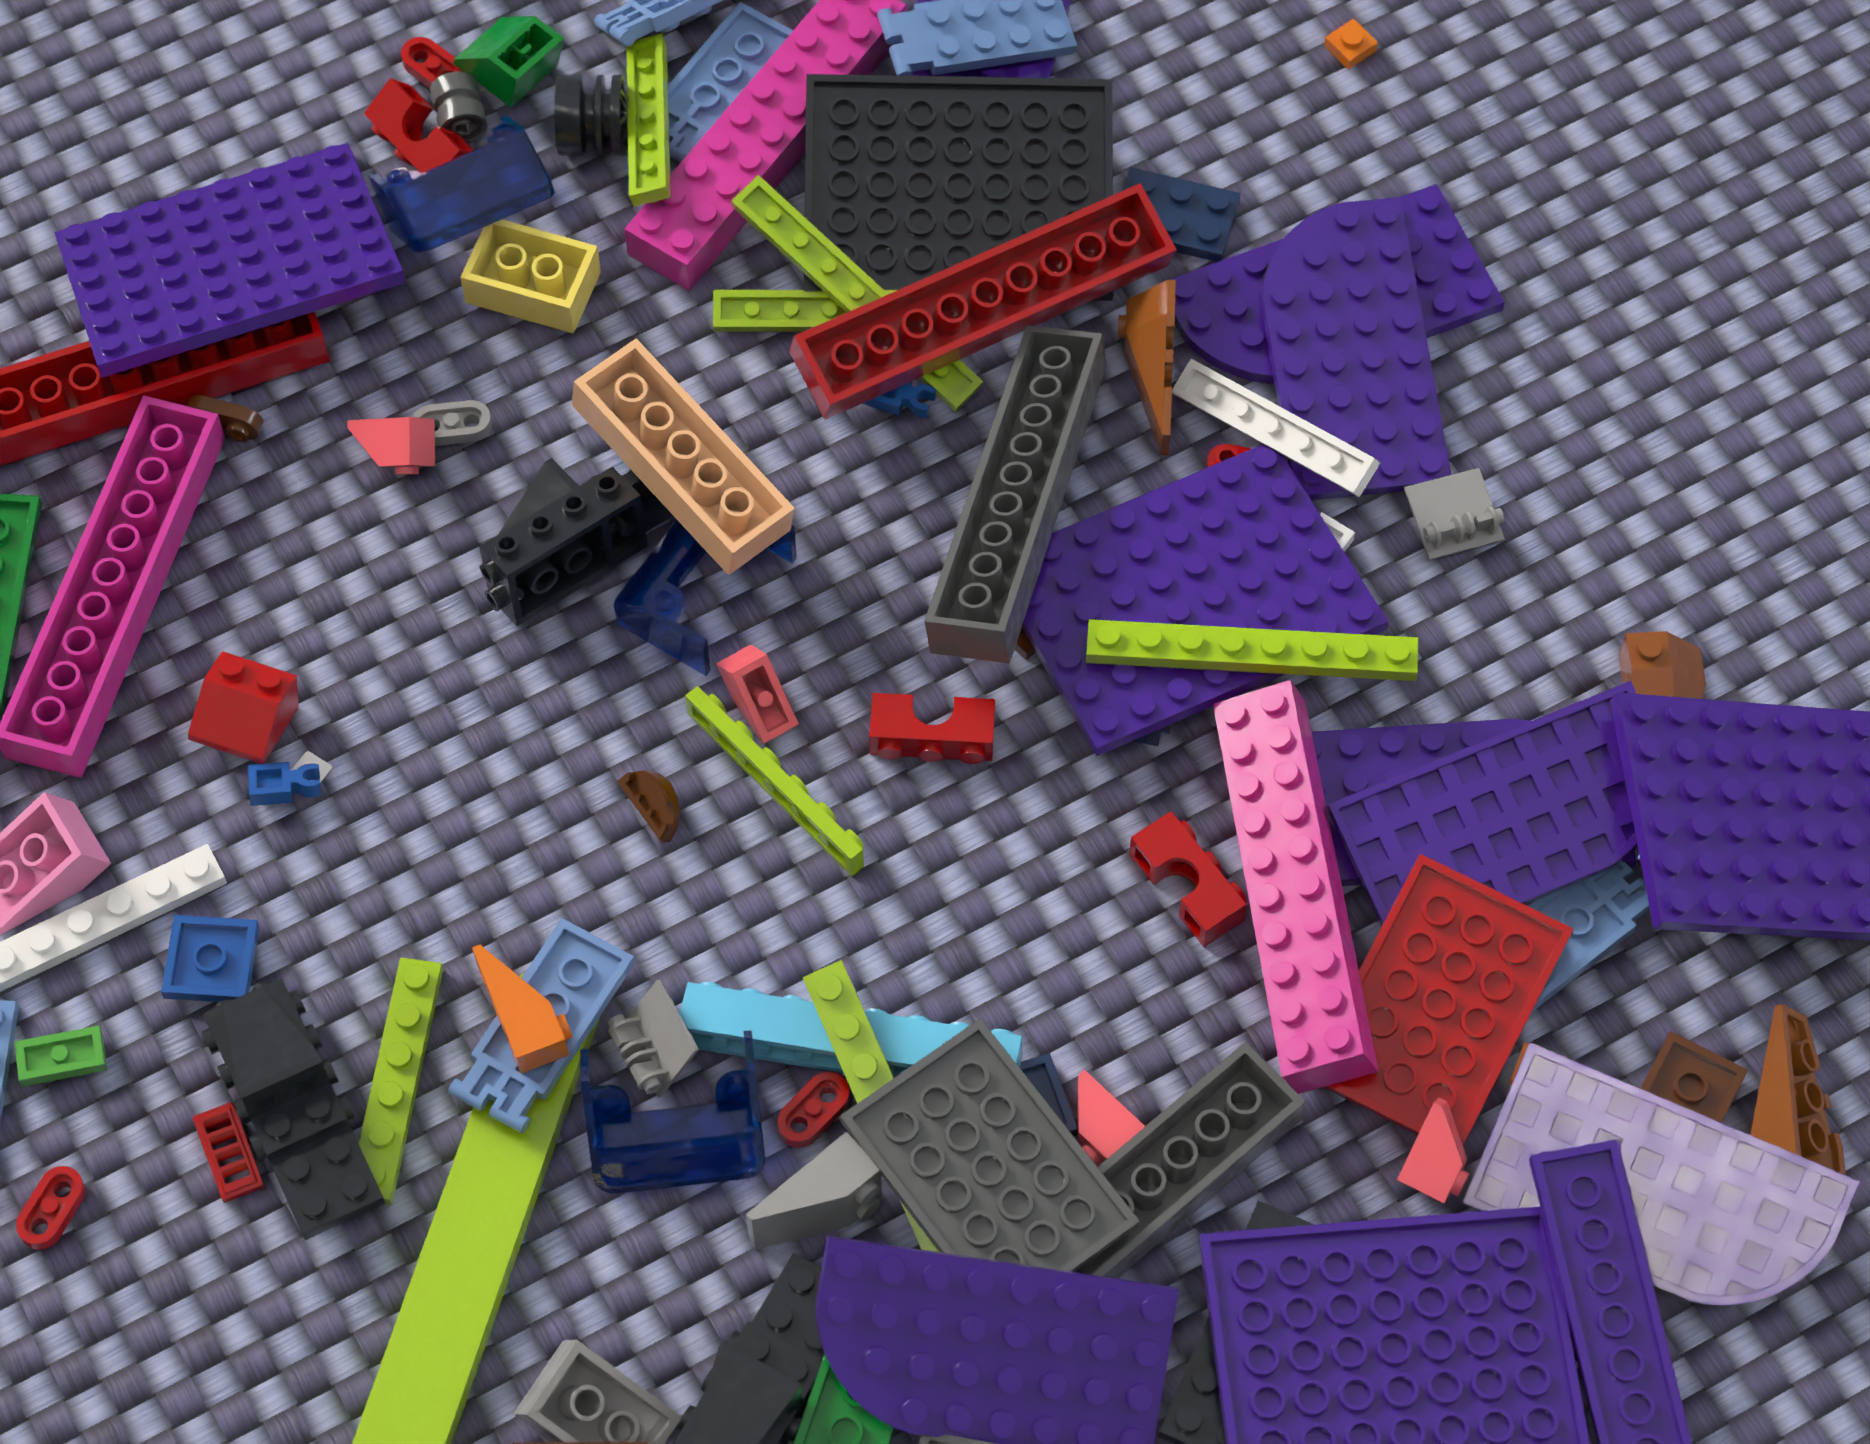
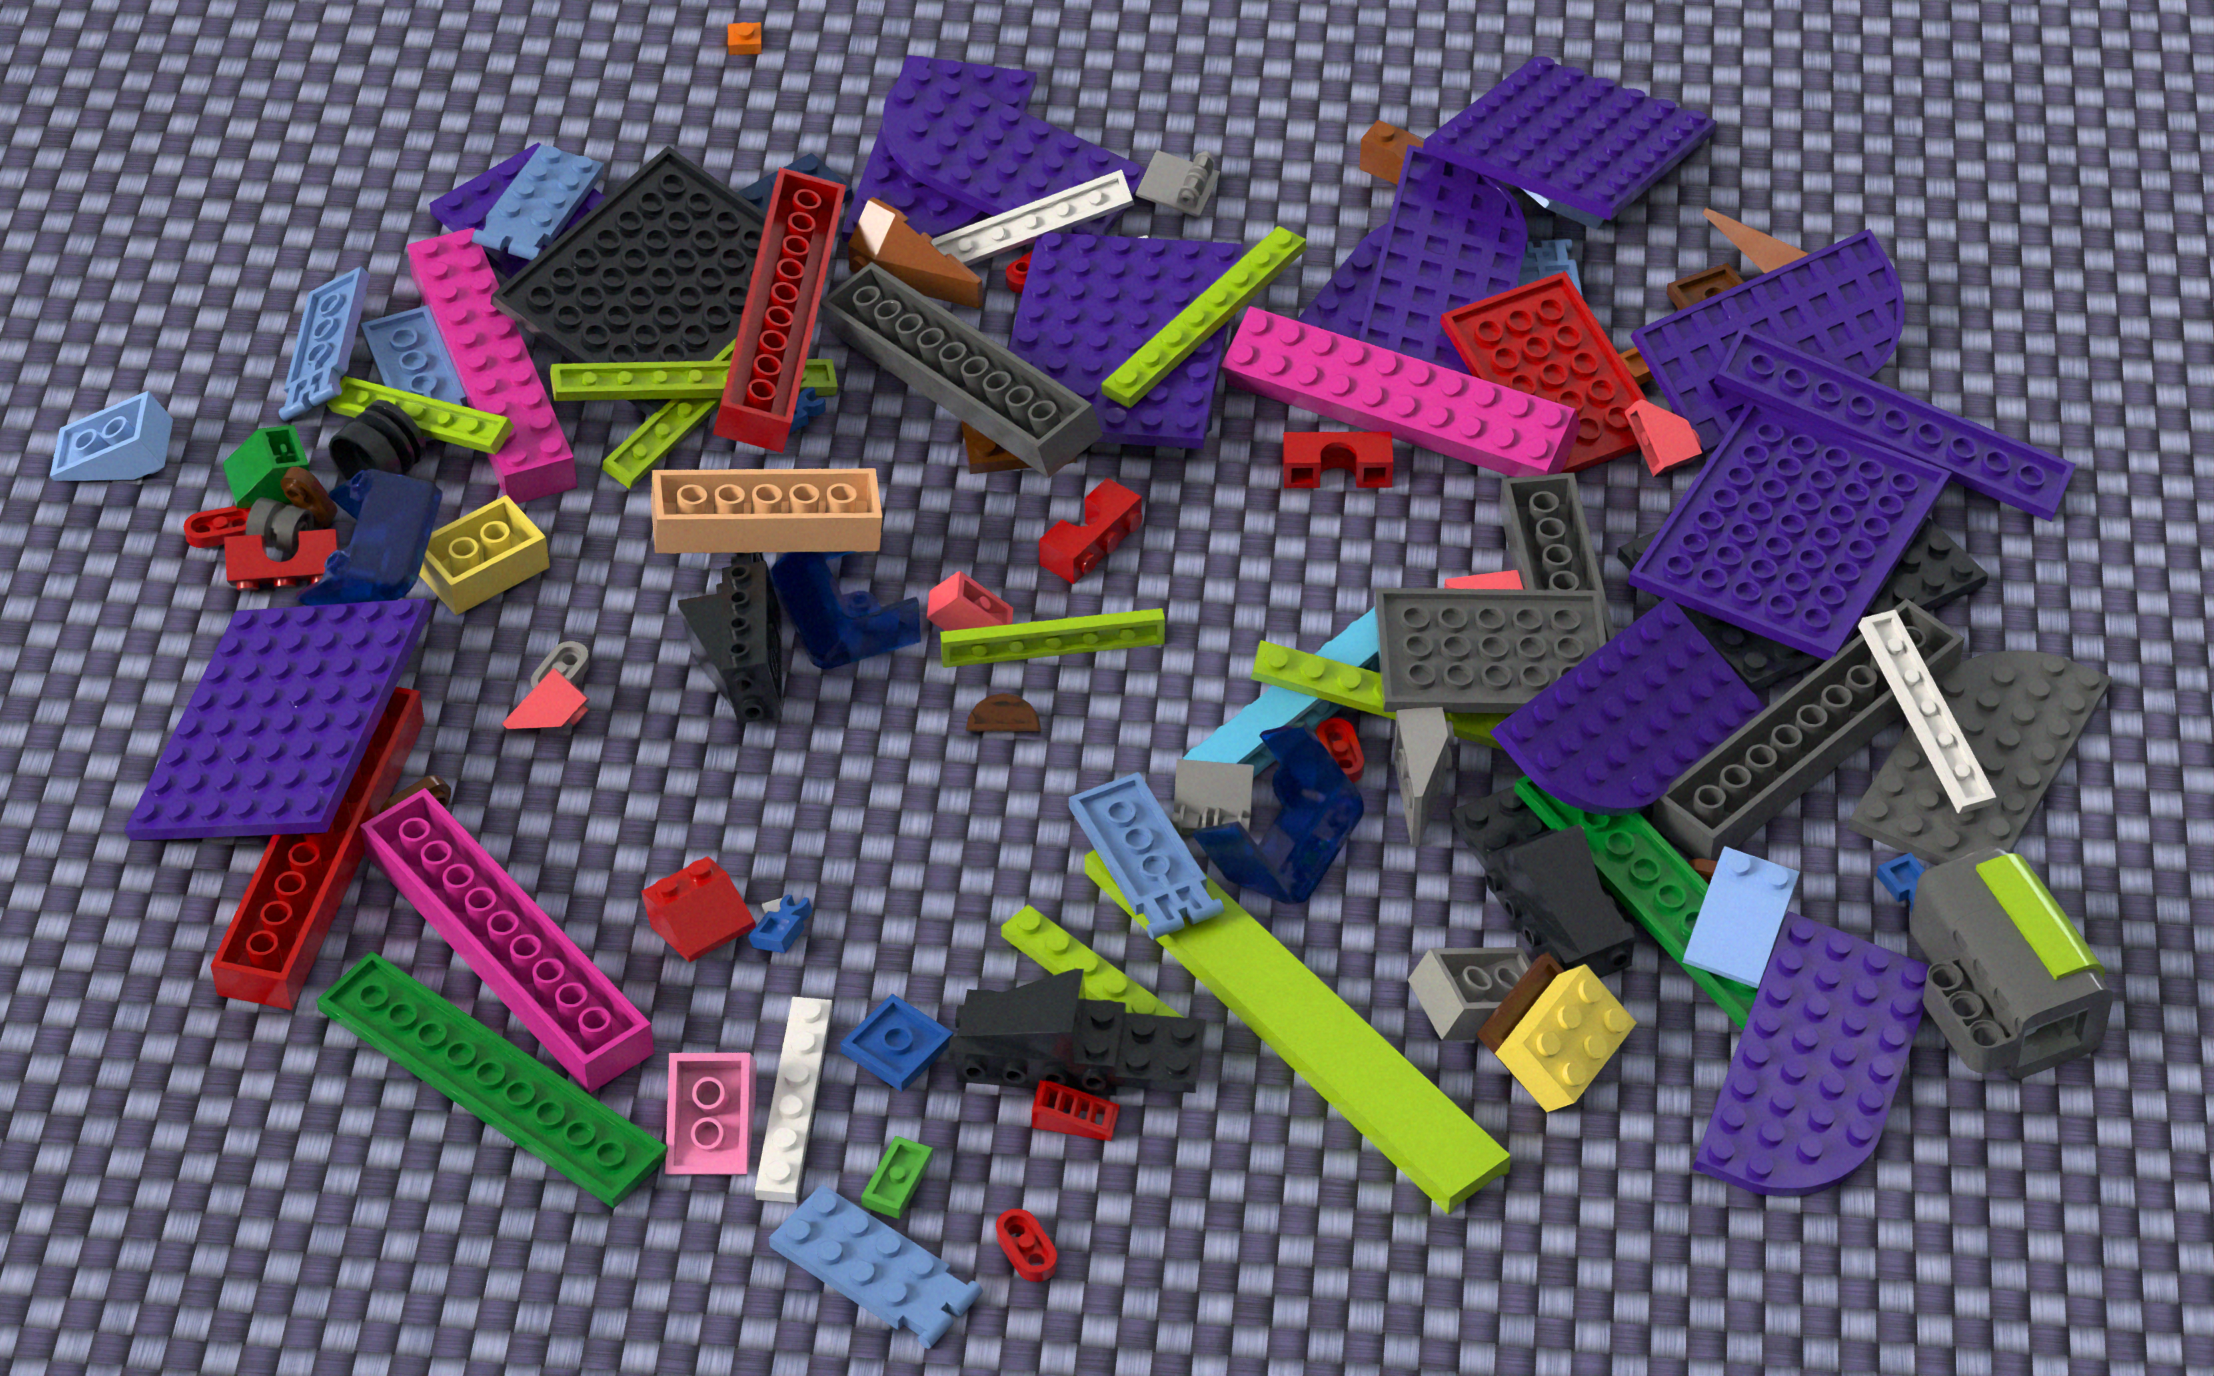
camera: 55 degrees left, 15 degrees down
(491, 92) = (308, 493): none -> reddish brown plate
(524, 1014) = (1134, 848): orange slope -> none

